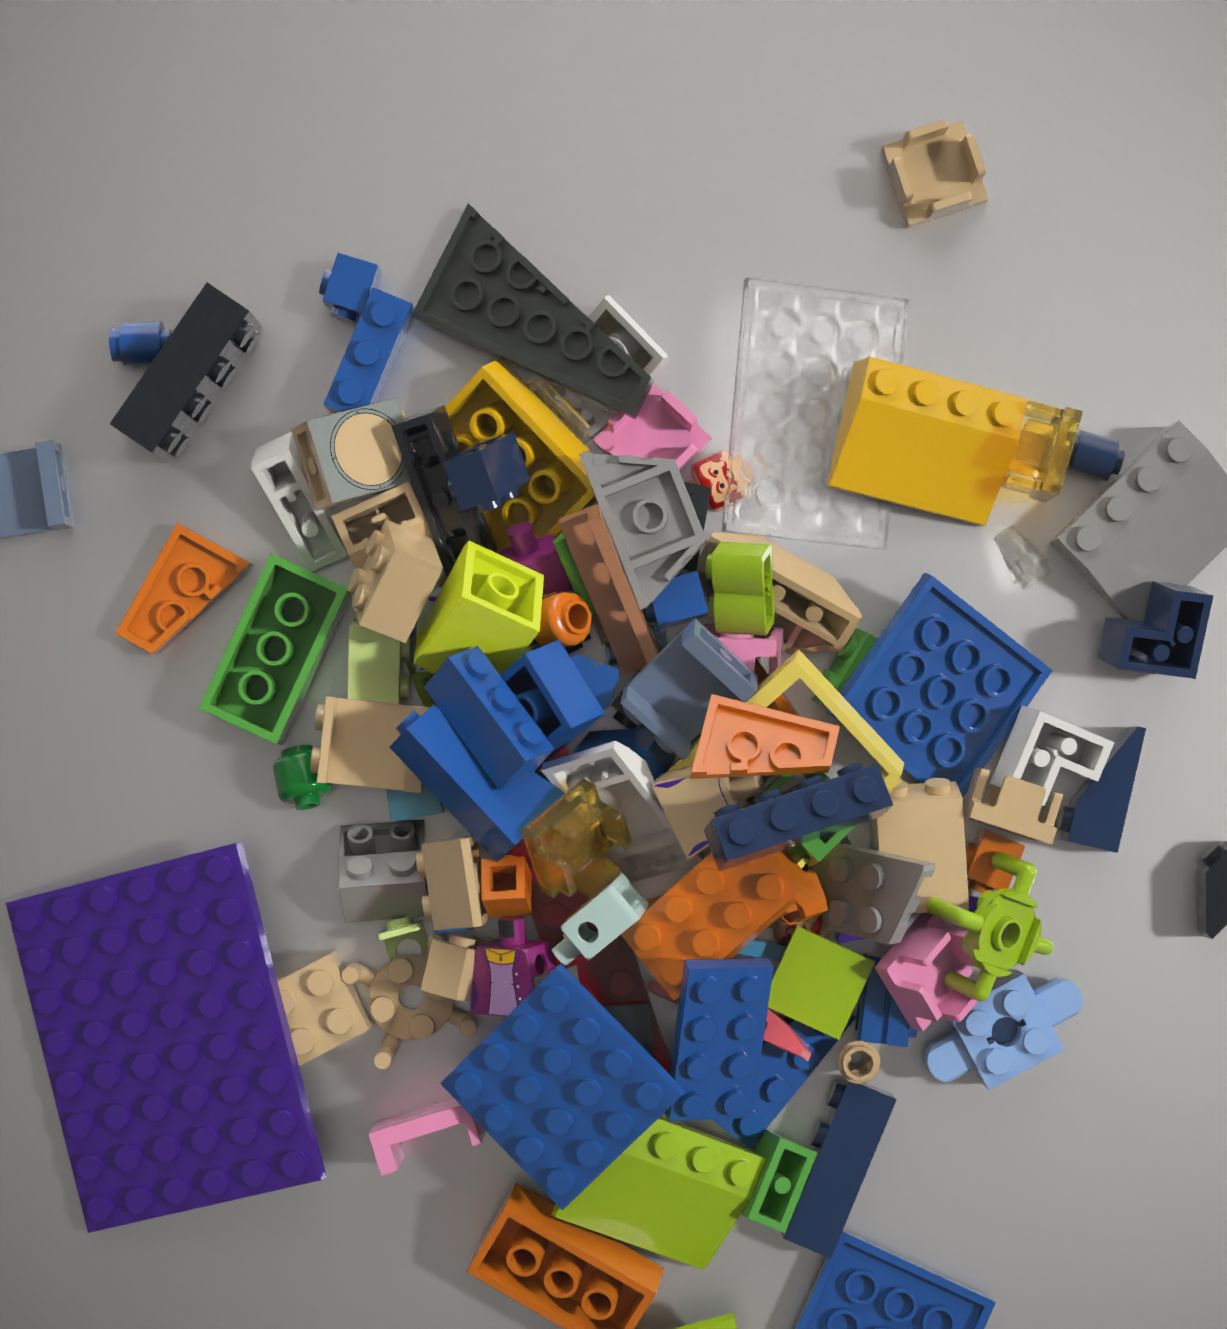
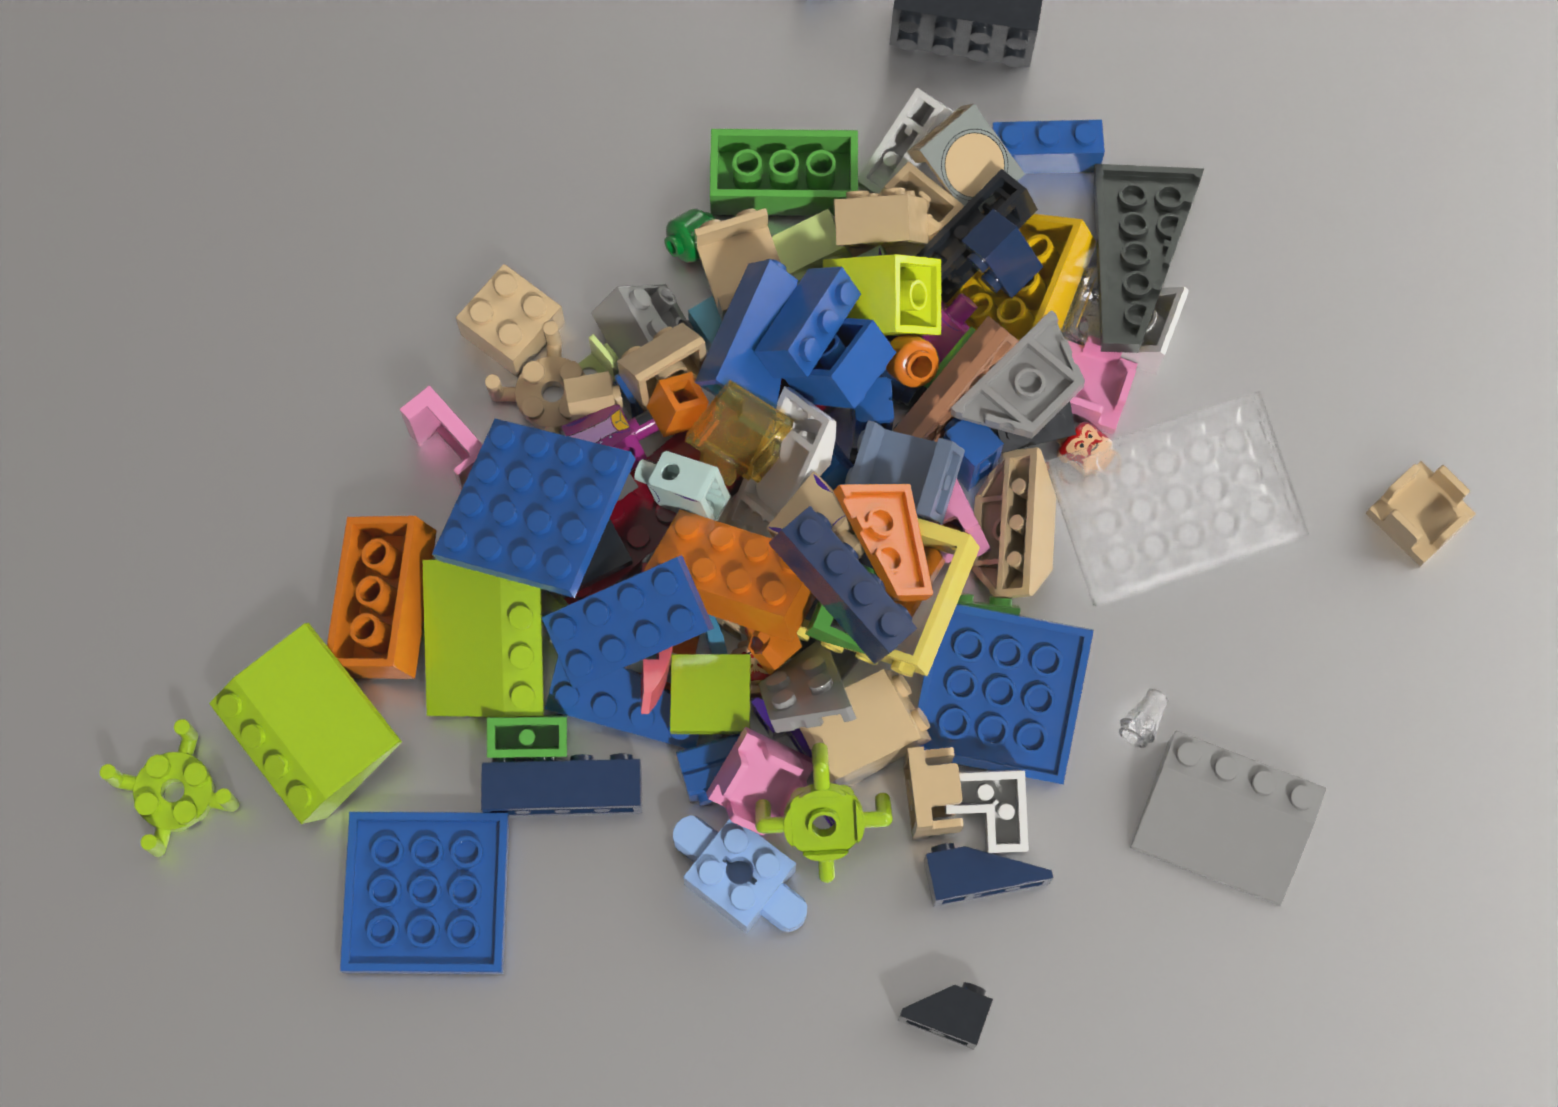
camera: 65 degrees right, 15 degrees down
(166, 1038) = (438, 219): dark purple plate -> none
(178, 588) = (796, 87): orange wing -> none
(348, 286) = (1095, 104): blue brick -> none
(741, 588) = (1007, 488): lime brick -> none
(862, 1070) = (656, 750): tan cone -> none
(925, 440) = (1200, 590): yellow slope -> none
(979, 859) = (876, 784): orange brick -> none
(1043, 451) = (1244, 689): clear yellow panel -> none
(1095, 456) = (1259, 735): dark blue brick -> none
(1167, 639) = (1134, 864): dark blue brick -> none

